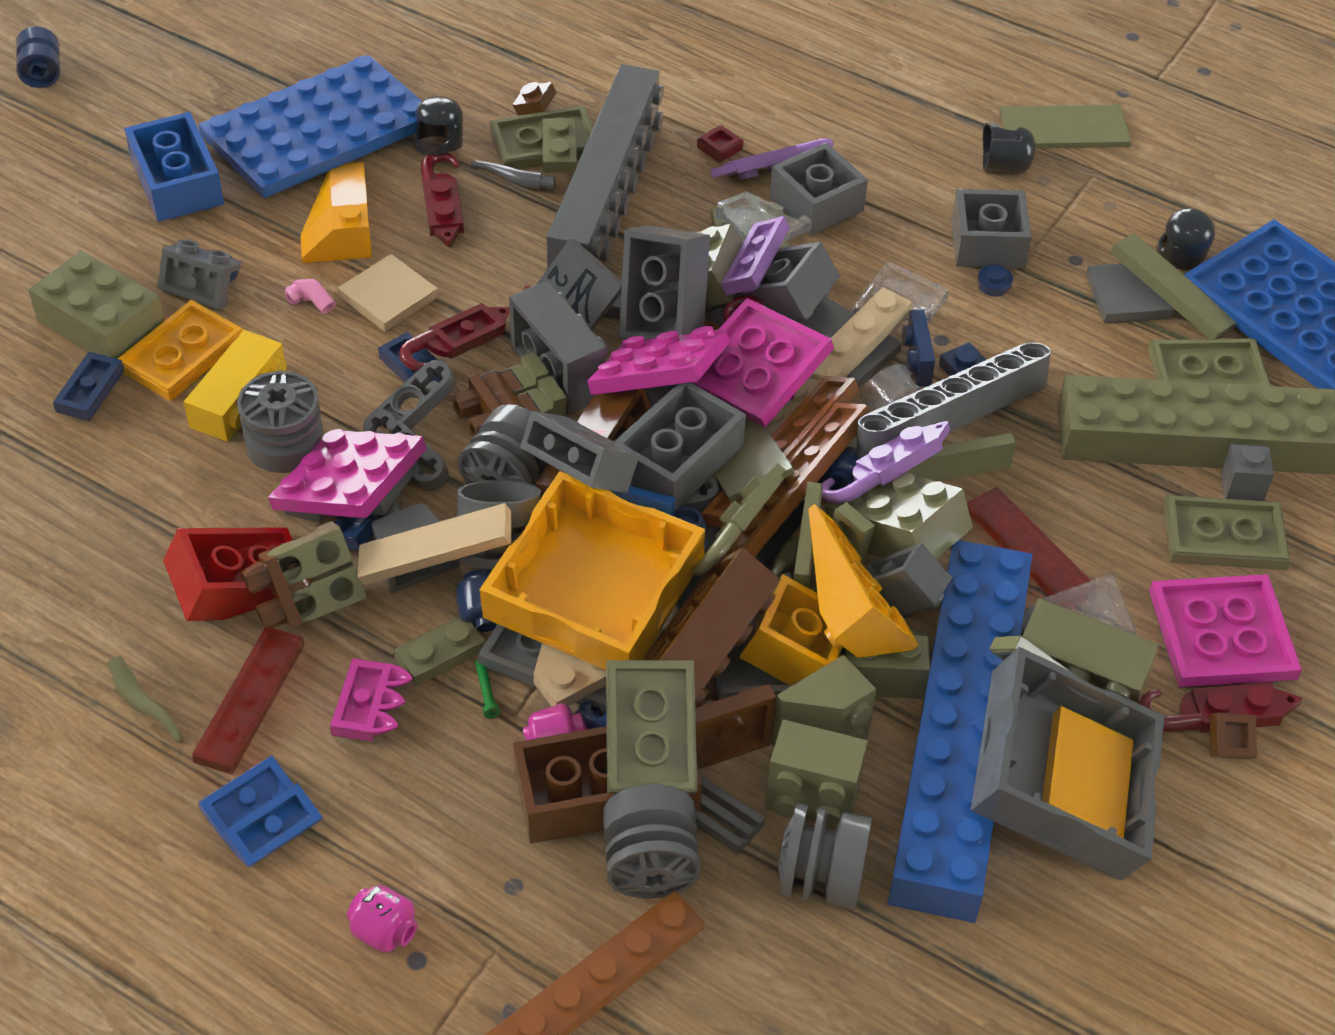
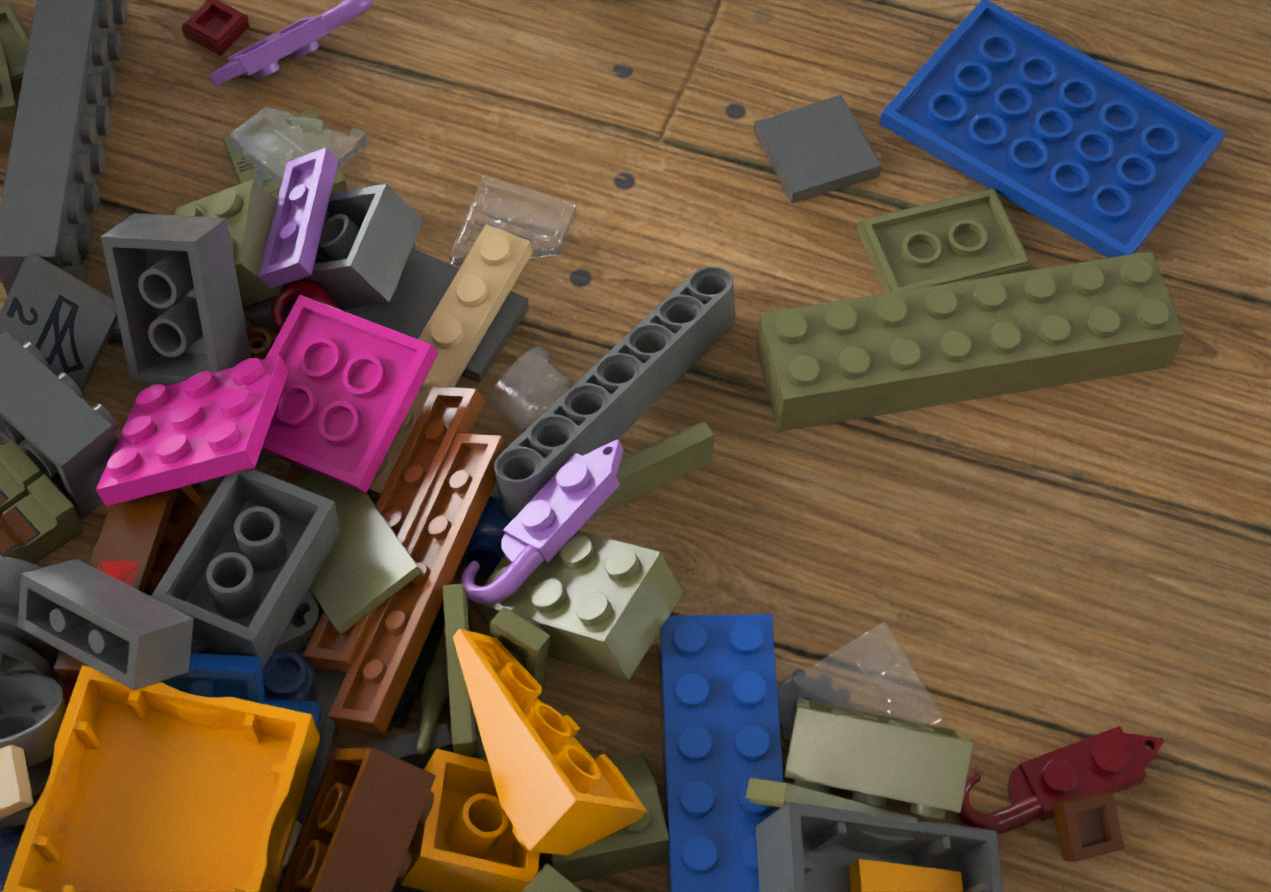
camera: 15 degrees left, 10 degrees up
(740, 515) = (358, 668): olive plate -> none
(819, 187) = (366, 77): dark grey brick -> none
(911, 579) = (610, 702): dark grey brick -> none
(920, 353) = (558, 316): dark blue plate -> none
(960, 359) = (617, 310): dark blue plate -> none
(990, 228) = (614, 93): dark grey brick -> none
(995, 280) = (634, 168): dark blue plate -> none
(1016, 532) = (761, 584): clear red tile -> none
(1173, 287) = (873, 132): olive tile -> none
(1189, 238) = (879, 52): black helmet -> none
(1224, 630) = (1043, 660): dark pink plate -> none
(1226, 532) = (1014, 499): olive tile -> none
(1247, 472) = (1026, 408): dark grey brick -> none

